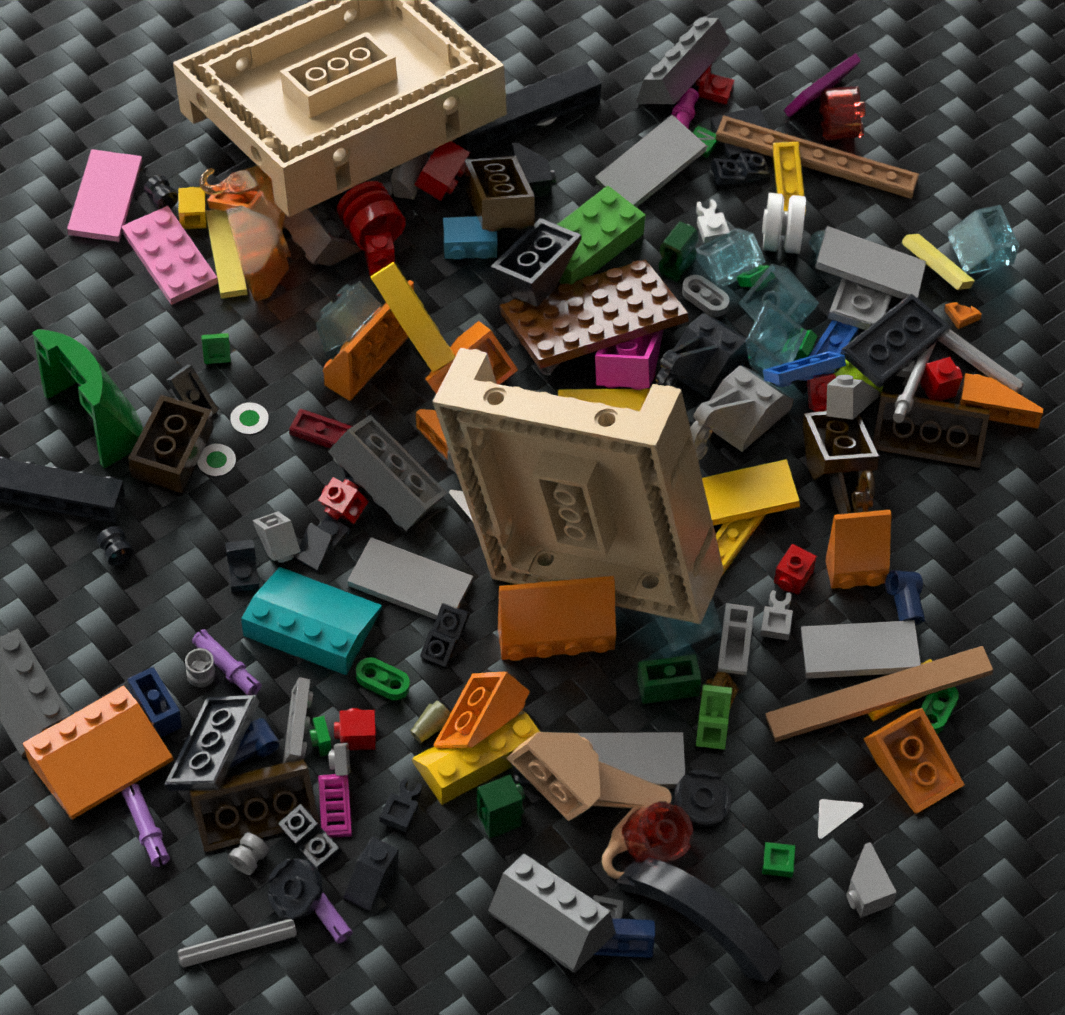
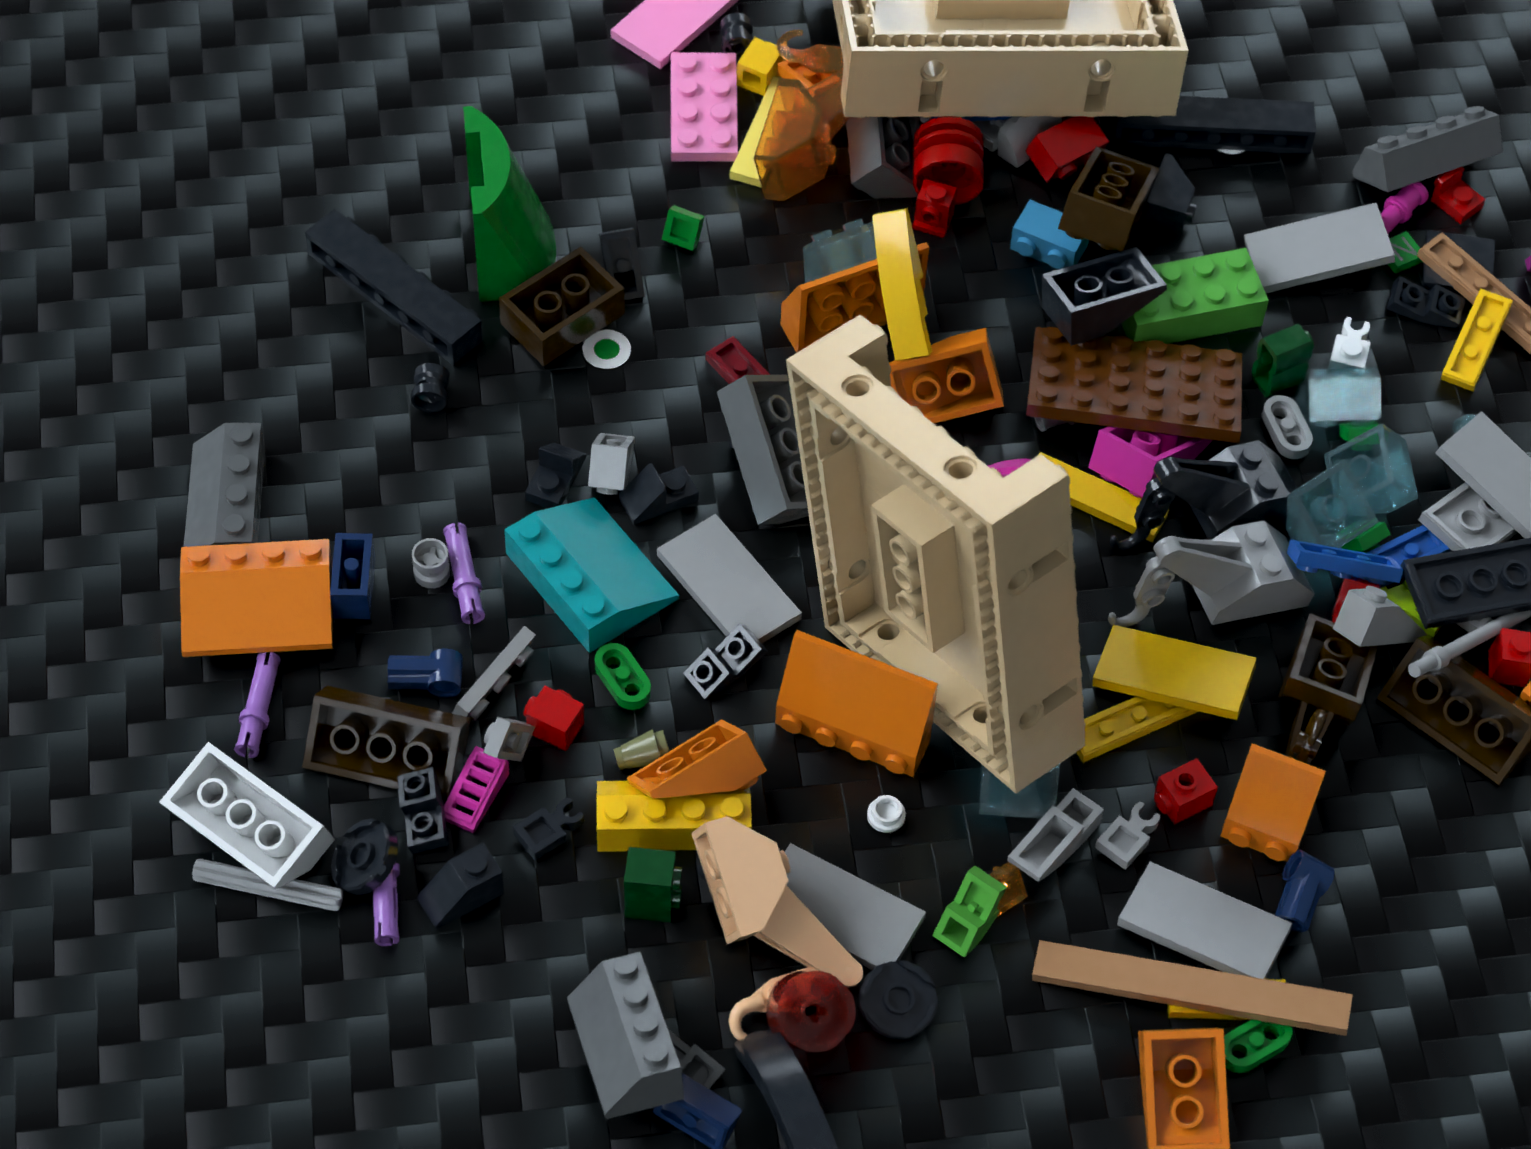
camera: 30 degrees right, 0 degrees up
(197, 903) = (247, 818): none -> white slope
(212, 743) = (382, 650): black tile -> none
(248, 853) = (343, 792): light grey wheel -> none
(249, 418) = (673, 321): white sticker -> none
(320, 736) = (511, 702): green plate -> none
(343, 500) = (708, 457): red brick -> none
(615, 682) = (886, 814): none -> white plate
(669, 679) = (945, 840): dark green brick -> none
(778, 859) = (941, 1119): green plate -> none
(784, 223) = (1432, 385): white wheel -> none
(834, 813) = (1048, 1101): white sticker -> none

